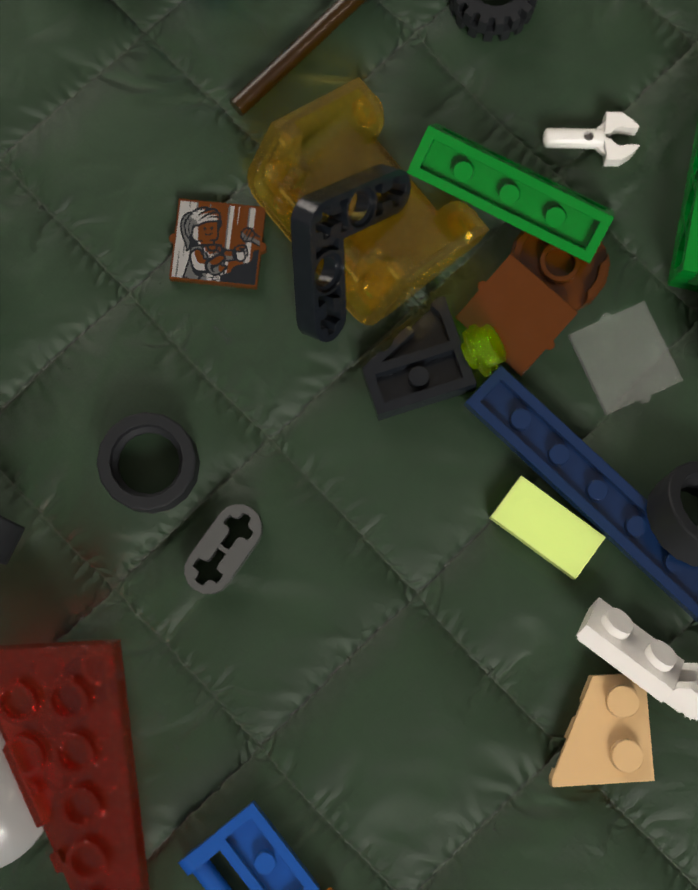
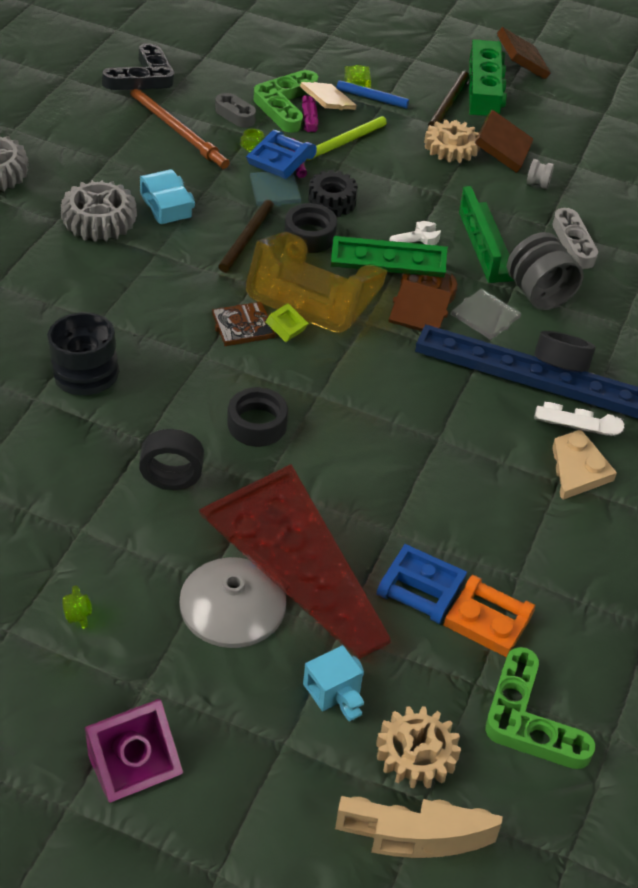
camera: 25 degrees left, 35 degrees down
(213, 542) = (315, 443): dark grey beam -> none
(273, 279) = (287, 322): none -> lime plate
(323, 302) = (305, 278): black beam -> none
(419, 366) = (383, 339): black wing -> none
(421, 29) = (312, 215): none -> black tyre
(483, 348) = (412, 319): clear neon green plate -> none
(547, 527) = (490, 388): yellowish green tile -> none

